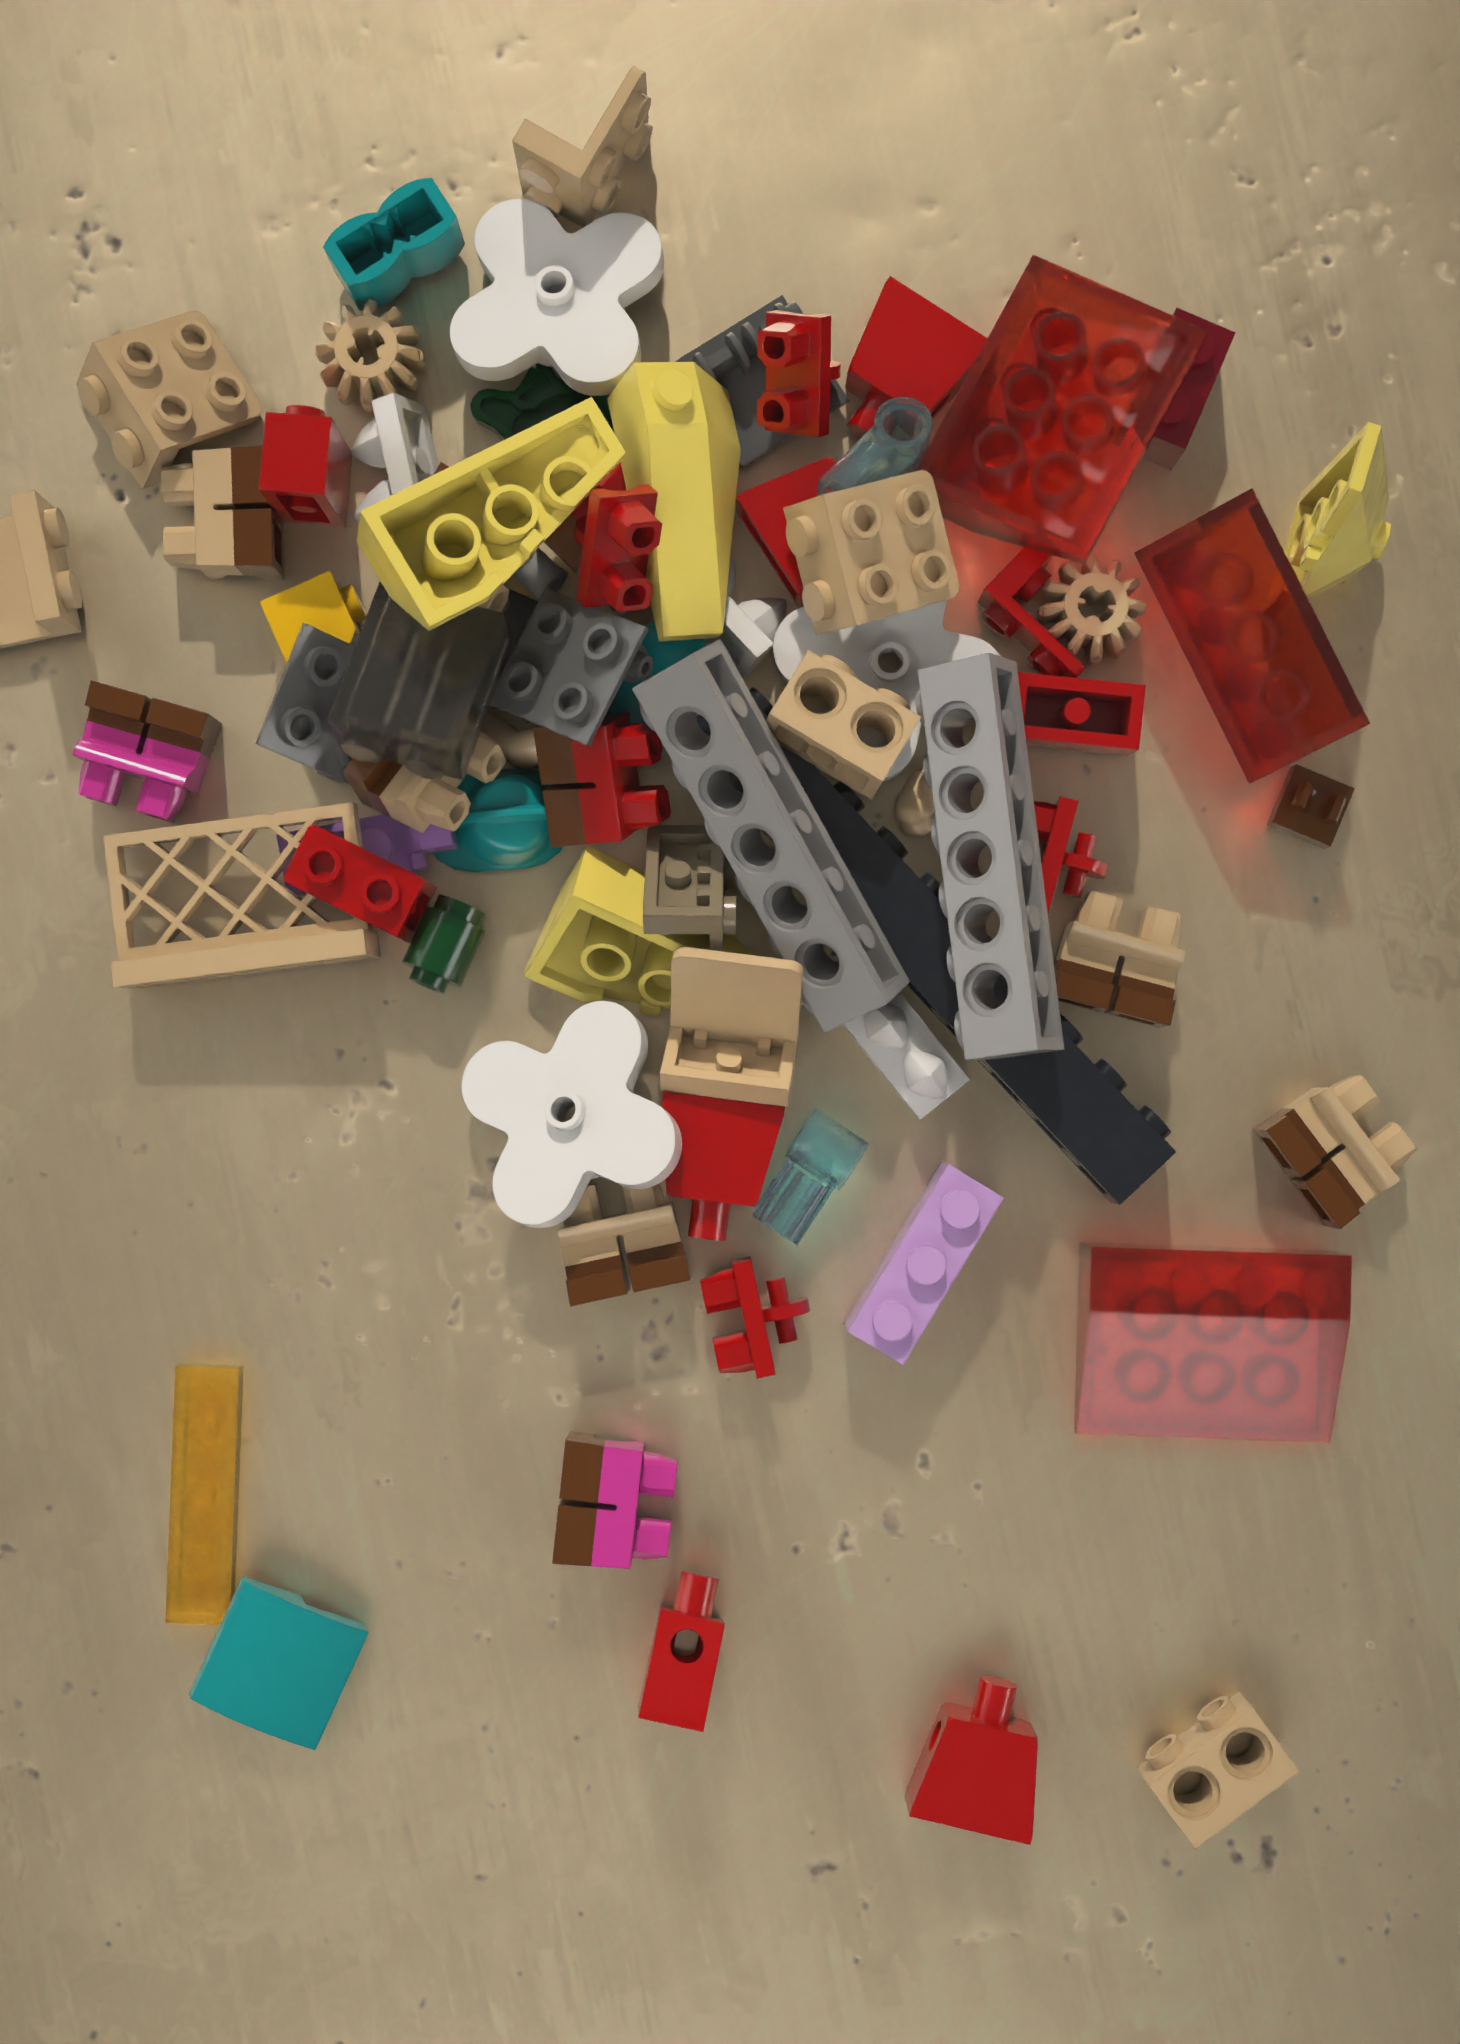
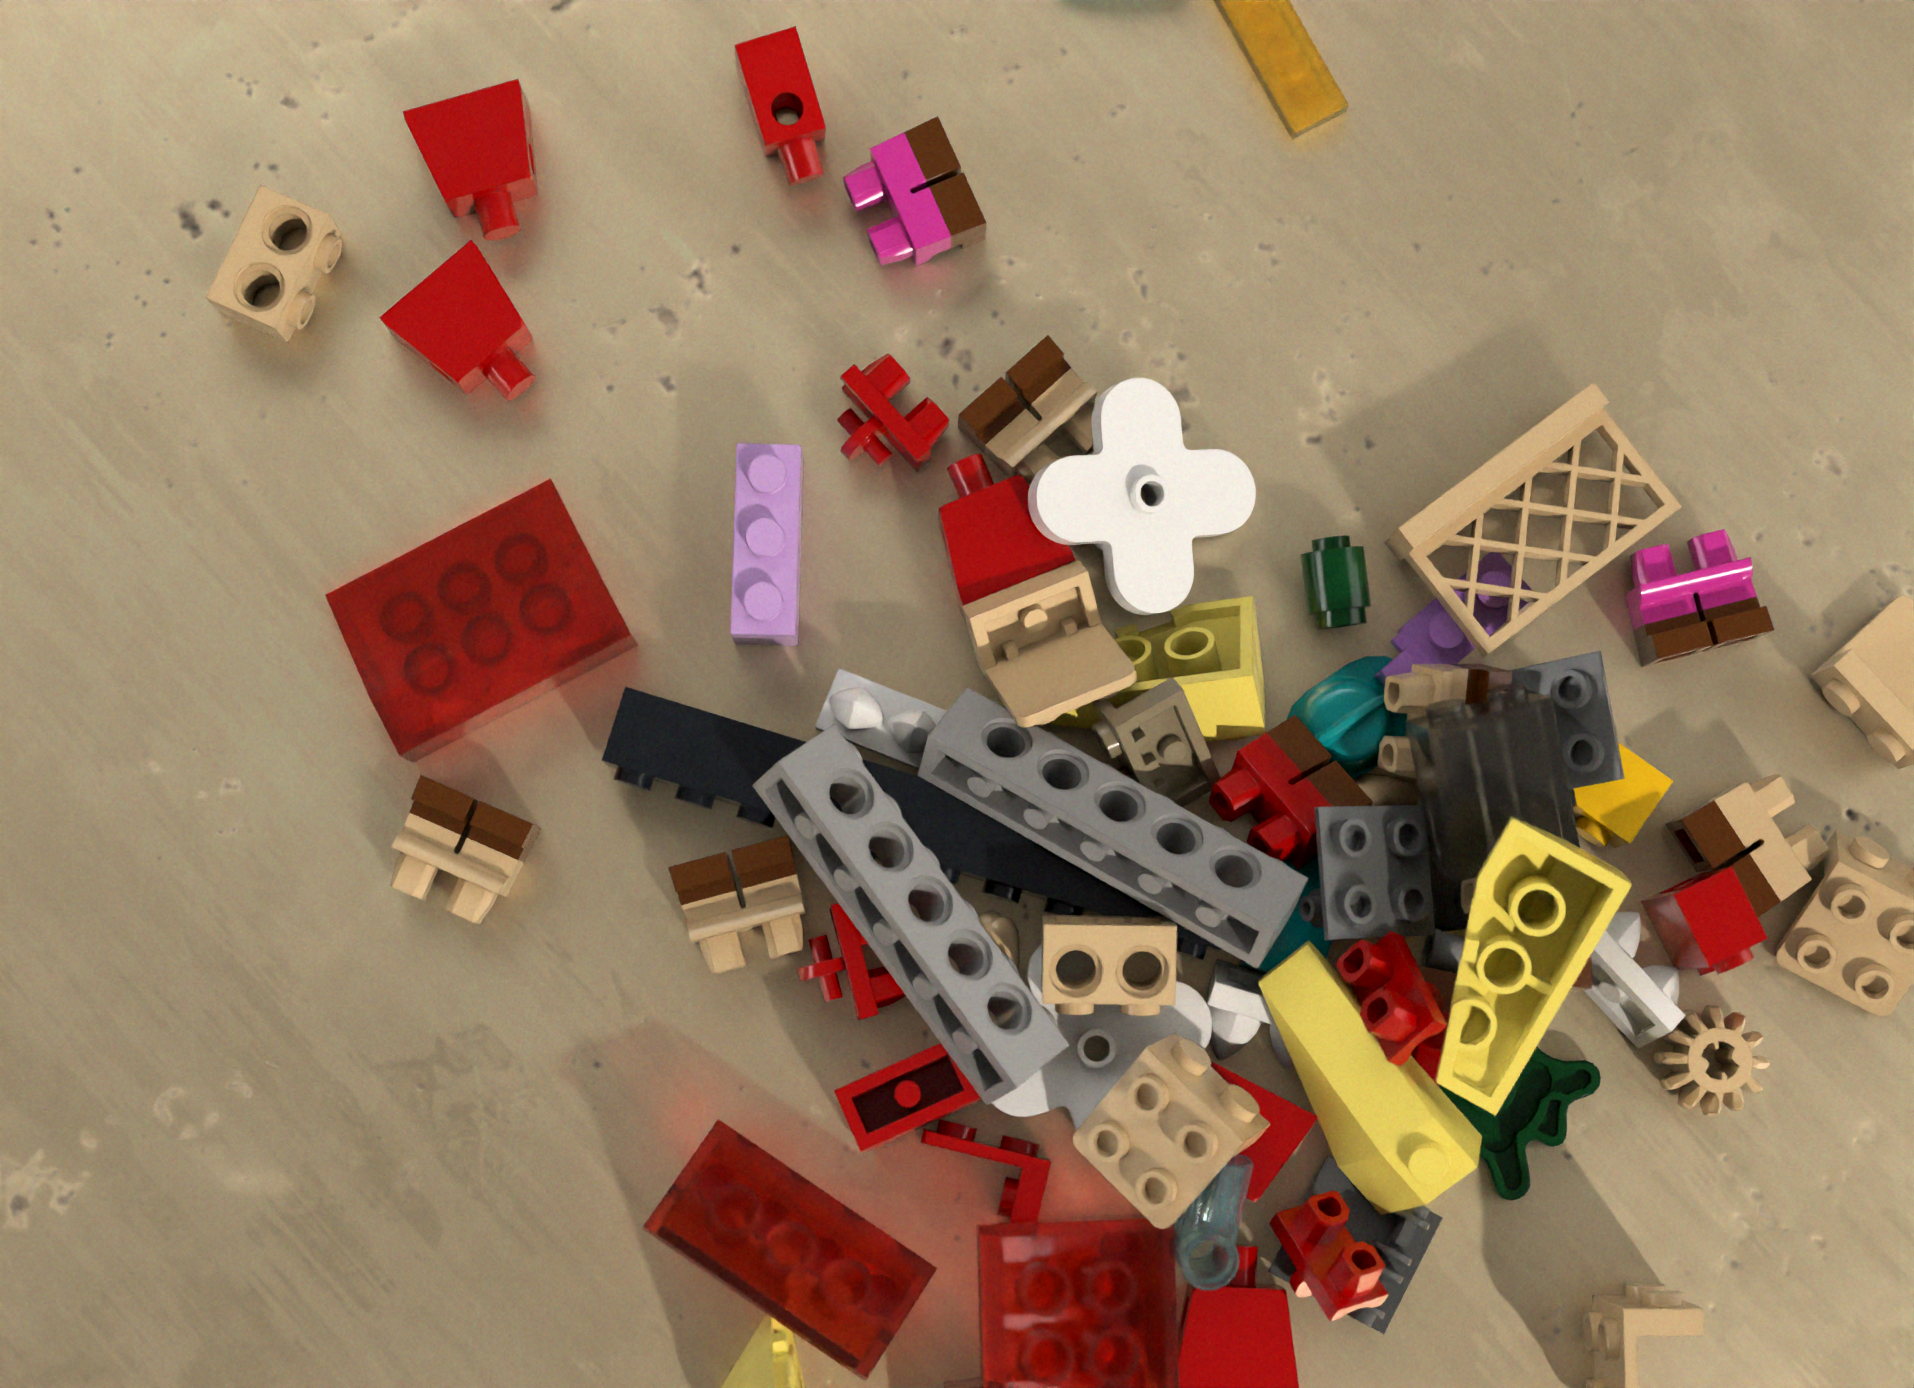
camera: 145 degrees right, 5 degrees down
(359, 883) = (1438, 589): red bracket -> none
(405, 239) = (1756, 1154): teal brick -> none
(557, 296) = (1580, 1207): white plant -> none
(816, 1165) = (905, 576): clear light blue piece -> none
(1077, 1615) = (464, 326): none -> red torso
(1092, 588) = (936, 1182): tan gear -> none
(1310, 806) = (648, 1143): reddish brown tile -> none

